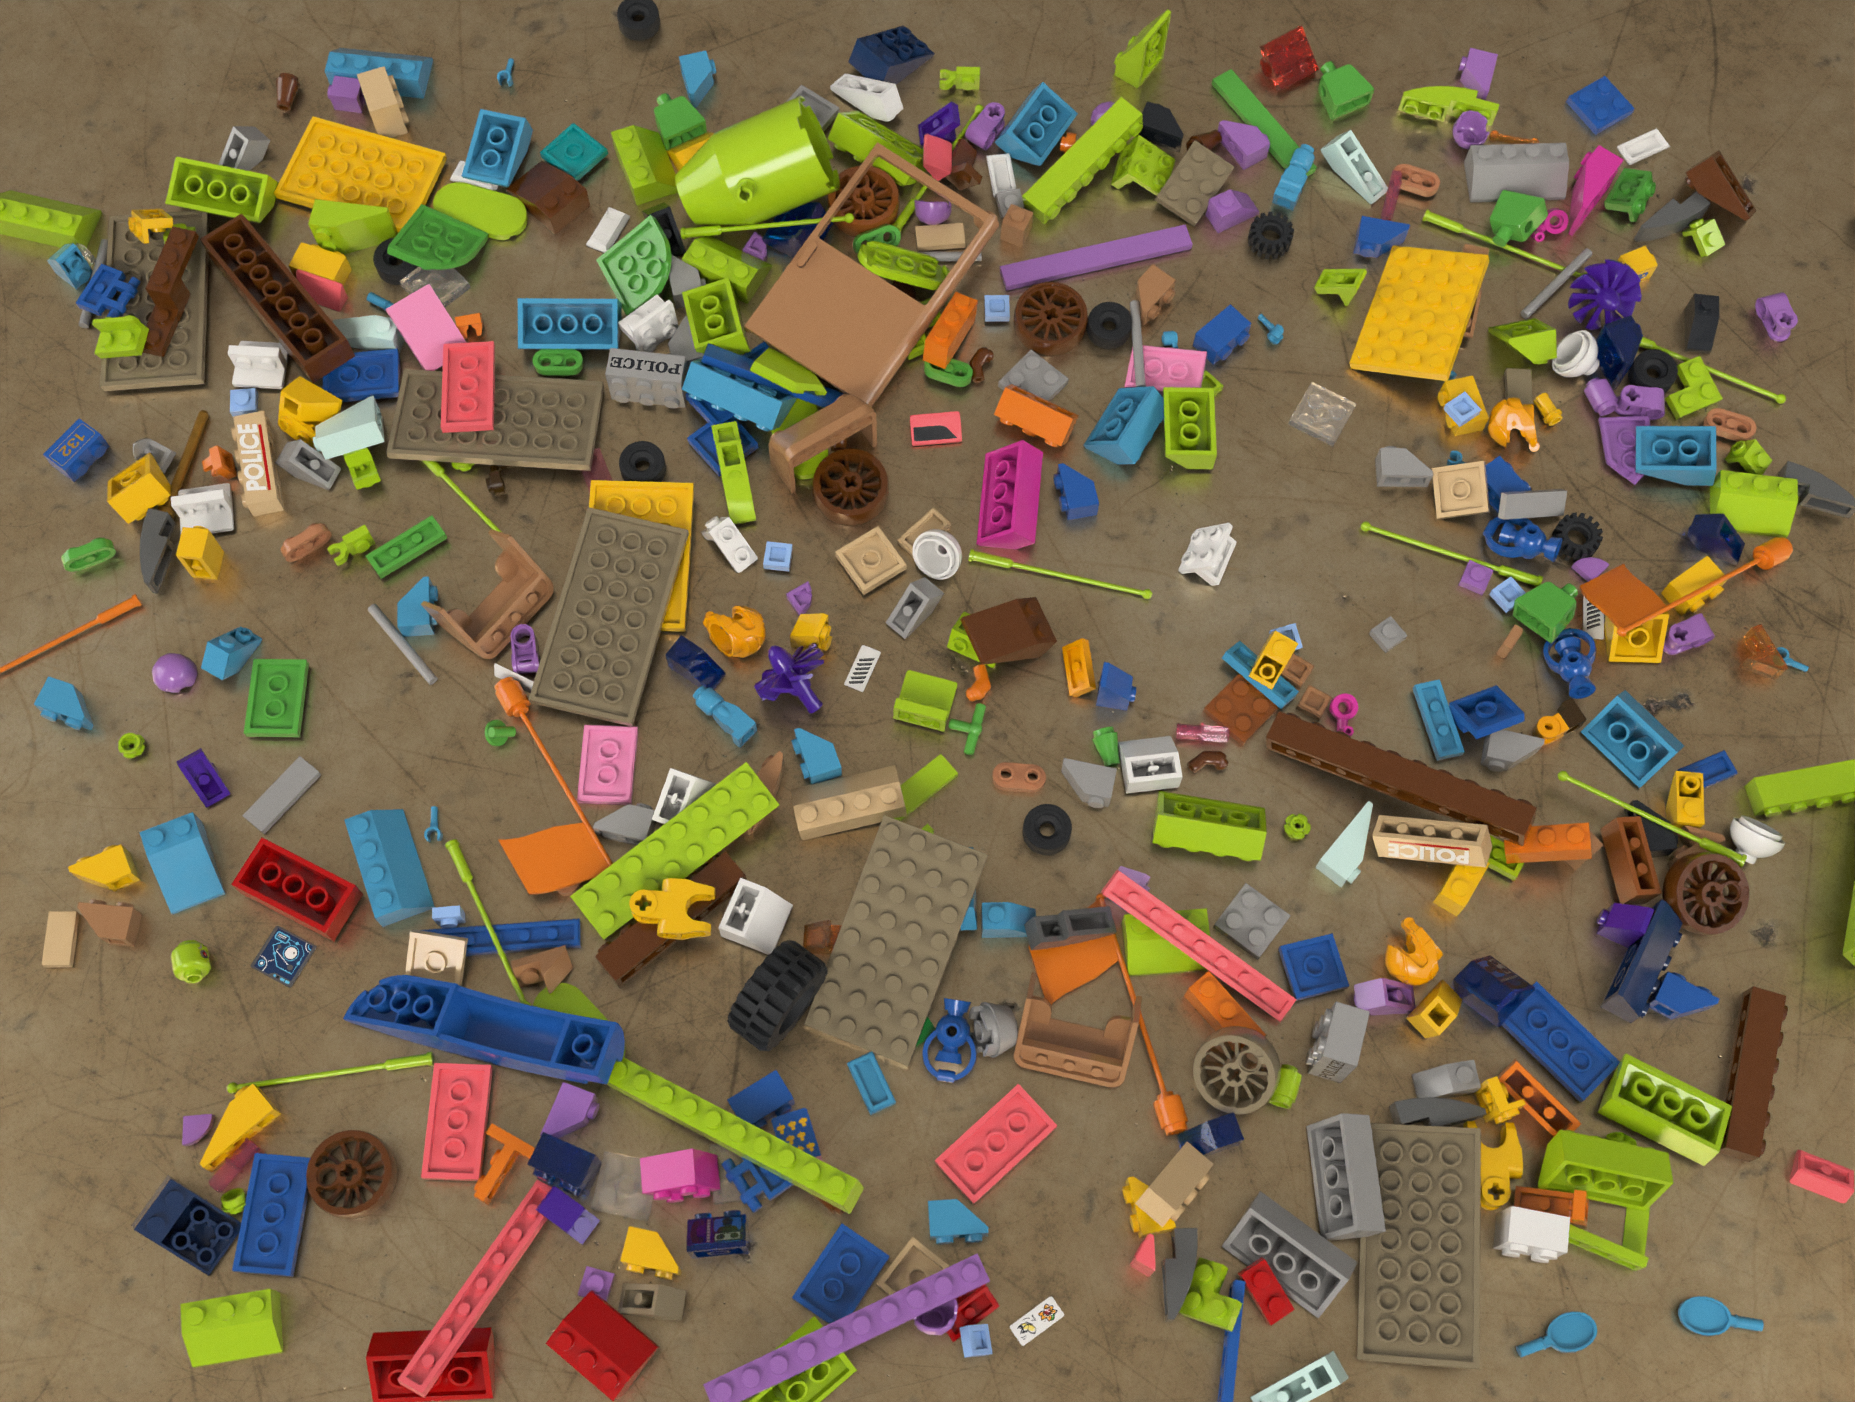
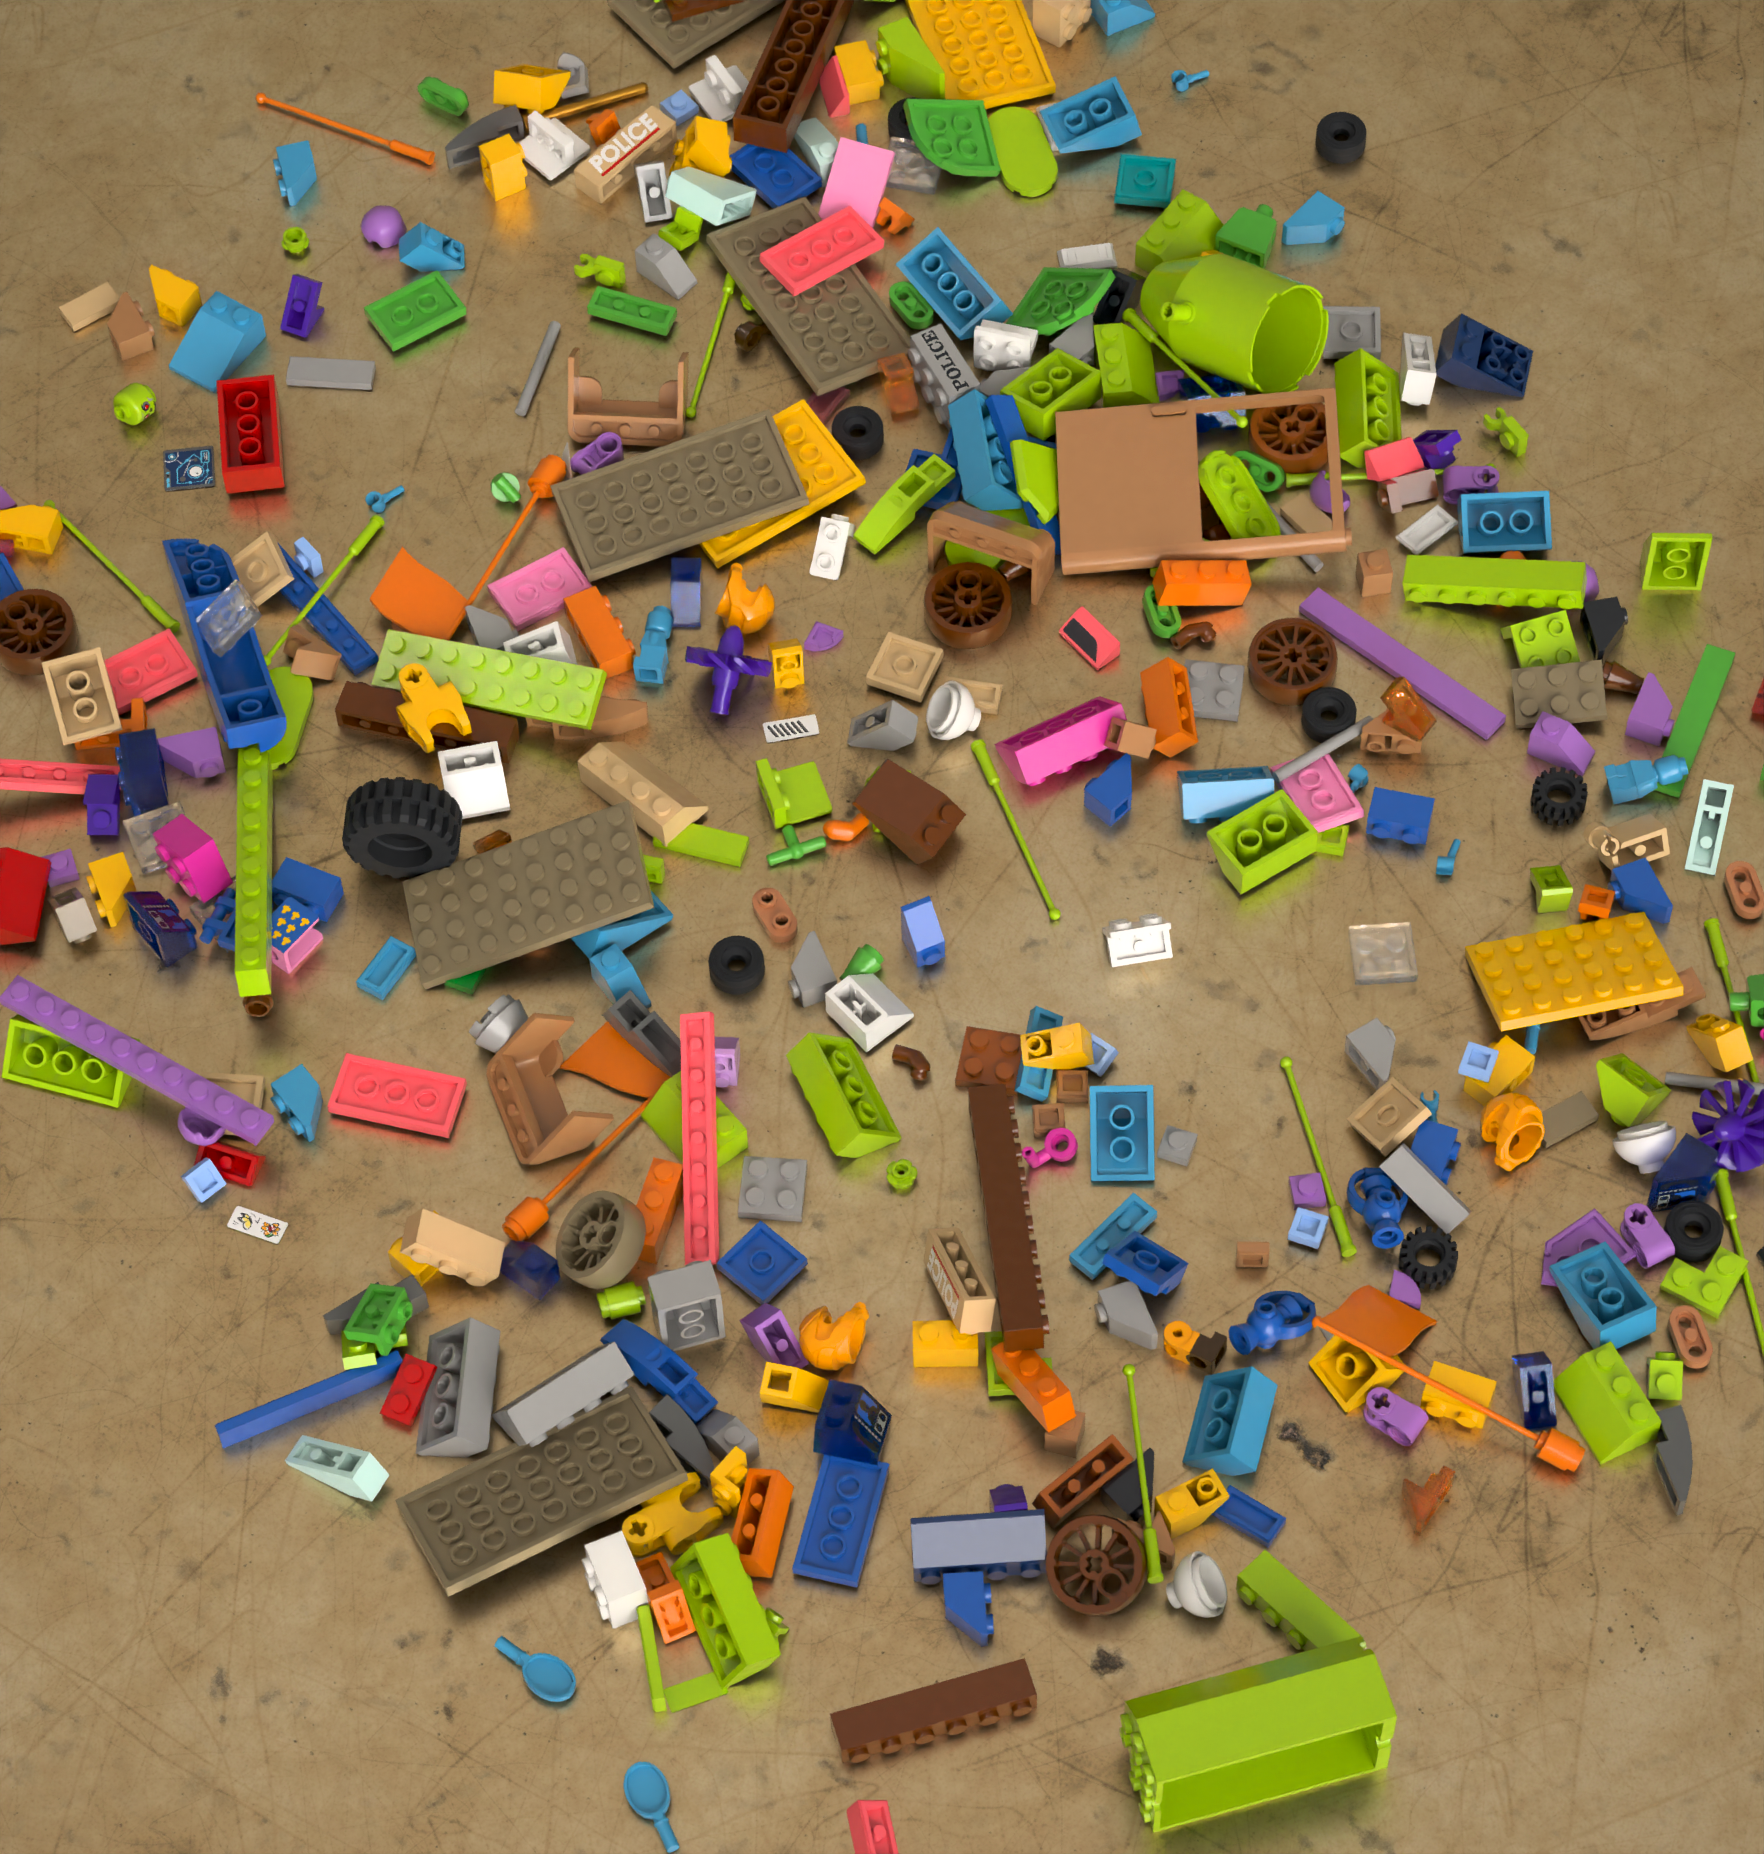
camera: 60 degrees right, 10 degrees down
(76, 450) = (533, 23): blue brick -> none
(305, 542) = (577, 236): nougat plate -> none
(386, 500) = (664, 266): none -> light grey slope
(389, 865) = (322, 485): dark azure slope -> none
(411, 616) = (594, 353): dark azure slope -> none
(462, 1172) = (82, 696): none -> tan slope
(477, 1011) = (228, 618): none -> clear plate
(550, 196) = (1081, 192): reddish brown slope -> none
(619, 409) = (898, 383): none -> clear orange slope
(684, 746) = (599, 631): none -> orange brick
(777, 556) = (849, 592): light blue plate -> none
(818, 757) = (666, 741): dark azure slope -> none
(841, 1276) = (195, 1040): blue plate -> none
(951, 1043) = (473, 997): blue piece -> none
(996, 308) = (1266, 610): light blue plate -> none
(1007, 198) = (1398, 551): light grey plate -> none
(1050, 453) = (1130, 737): none -> medium nougat brick
(1079, 667) = (937, 889): light orange plate -> none
(1145, 1257) = (370, 1263): coral slope -> none
(1156, 275) = (1406, 710): none -> clear orange slope
(1202, 733) = (937, 1038): clear pink axle -> none
(1205, 1277) = (380, 1316): none -> bright green bracket
(1340, 217) = (1628, 840): none -> tan hinge
(1347, 852) = (905, 1227): light aqua slope -> none
(1359, 660) = (1122, 1133): none -> dark azure slope
(1362, 1093) = (662, 1368): none -> blue slope
(1374, 265) = (1596, 902): none -> orange tile
(1392, 195) = (1695, 874): clear pink tile -> none
(1522, 266) = (1720, 1041): none -> yellow slope
(1546, 609) = (1316, 1268): bright green torso -> none
(1548, 410) = (1560, 1161): yellow pin -> none
(1601, 396) = (1619, 1194): medium lavender brick -> none
(1665, 1110) = (833, 1642): lime slope -> none
(1789, 661) = (1443, 1529): dark azure hand -> none

